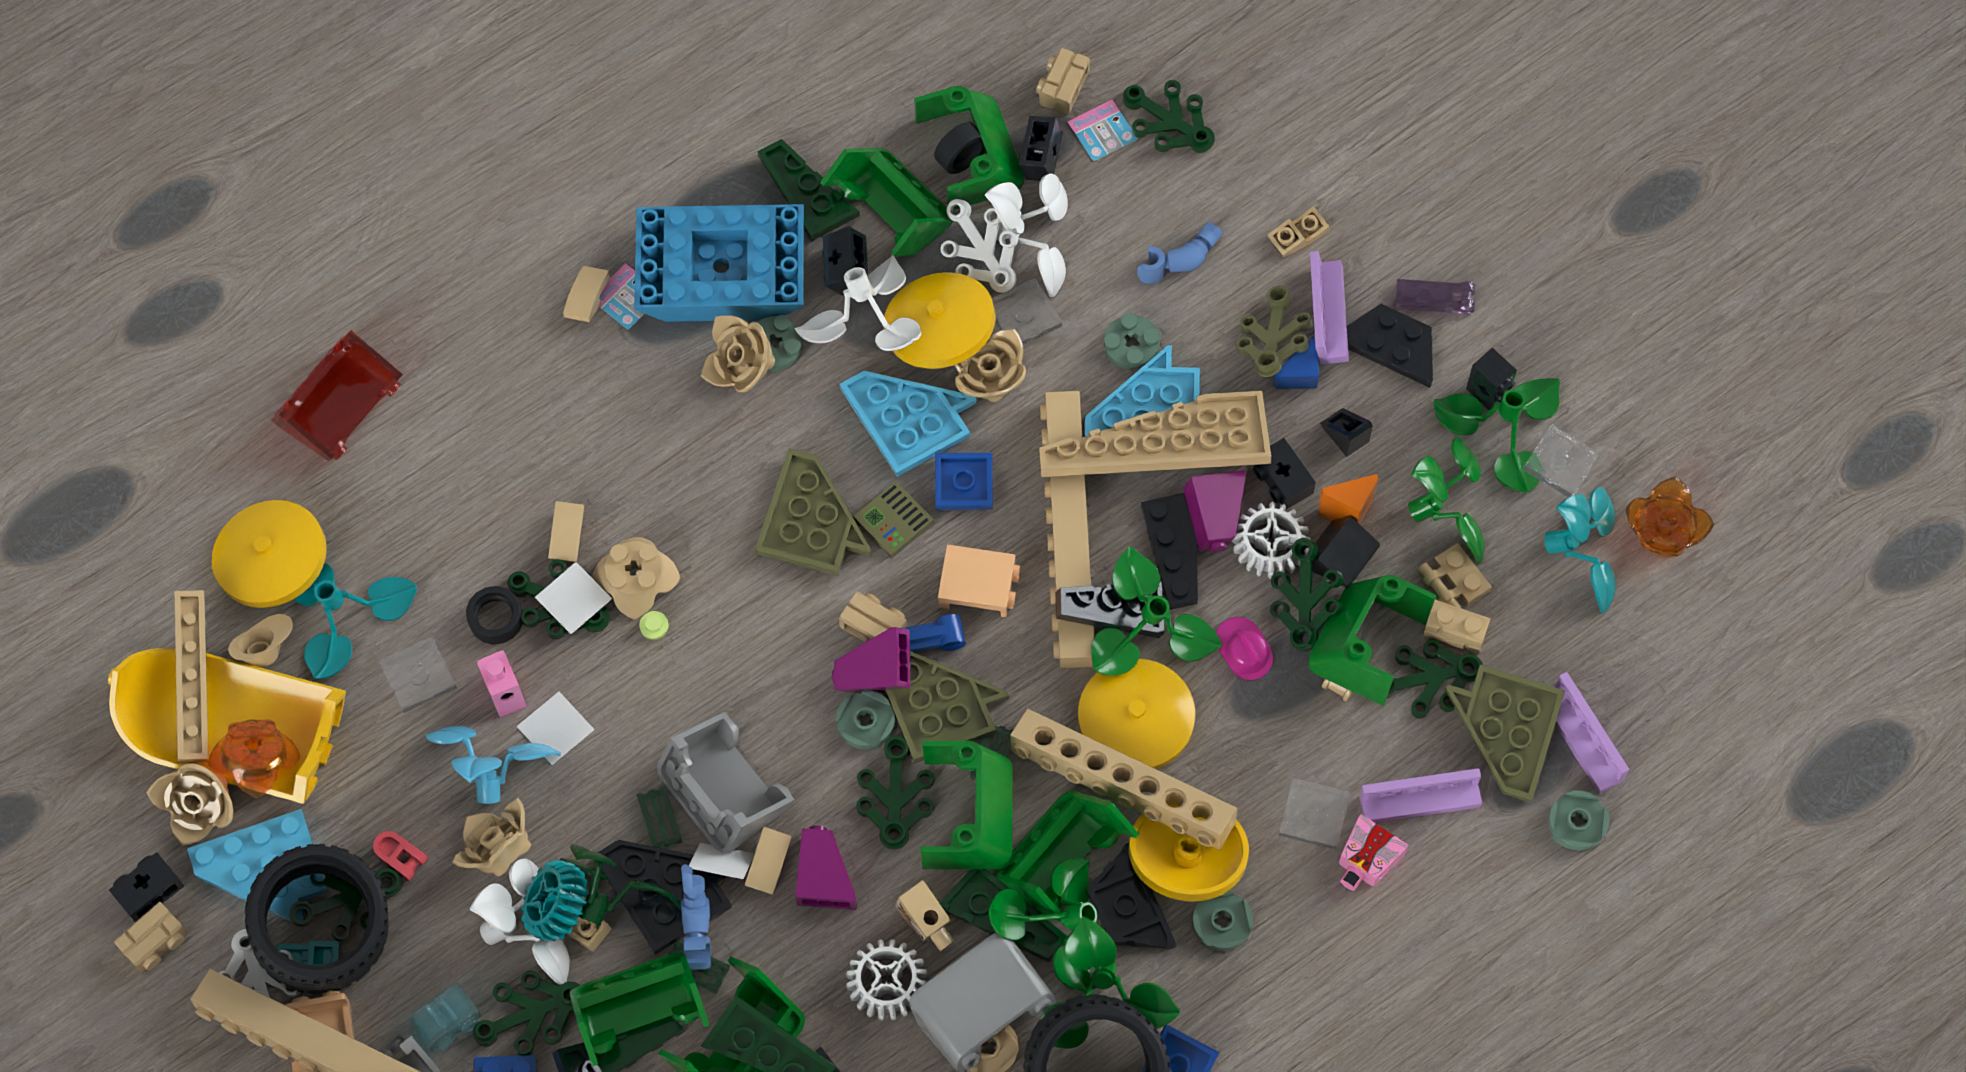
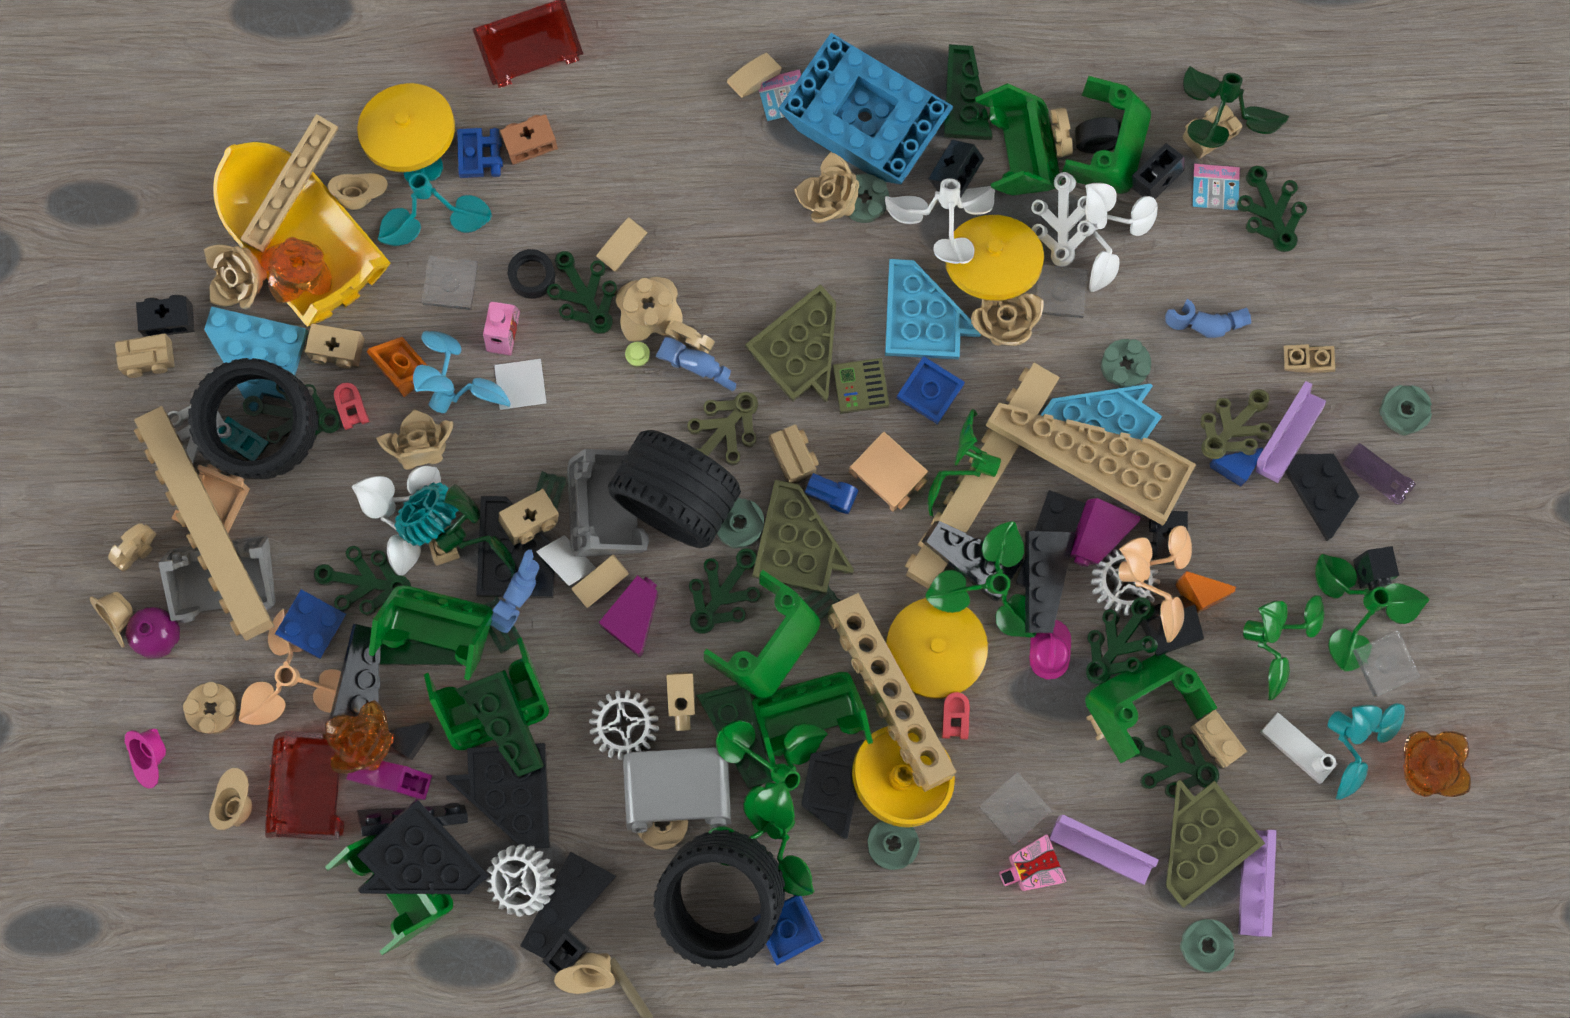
camera: 30 degrees right, 10 degrees up
(327, 806) = (323, 338): none -> tan brick
(353, 539) = (470, 152): none -> blue plate
(389, 494) = (520, 147): none -> nougat brick
(422, 785) = (397, 363): none -> orange slope
(445, 1018) = (302, 546): clear light blue brick -> none
(573, 598) = (593, 297): white sticker -> none
(656, 842) = (534, 506): none -> tan brick
(694, 572) = (689, 336): none -> tan plate
(717, 594) = (694, 361): none -> medium blue piece
(785, 718) = (674, 488): none -> black tyre
(788, 640) = (726, 426): none -> olive plant
(876, 664) = (772, 489): magenta slope -> none
(923, 166) = (1061, 132): none -> tan plate
(1027, 47) = (1210, 135): none -> dark green plant
(1032, 495) = (981, 460): none -> green plant
(1192, 580) = (1045, 573): none -> black wing
(1194, 756) = (956, 707): none -> coral plate
(1277, 517) = (1137, 569): none -> light nougat plant
(1348, 430) = (1240, 534): black slope -> none
(1419, 237) = (1392, 411): none -> sand green plate
(1461, 574) = (1250, 697): tan plate -> none
(1537, 588) = (1299, 748): none -> white piece

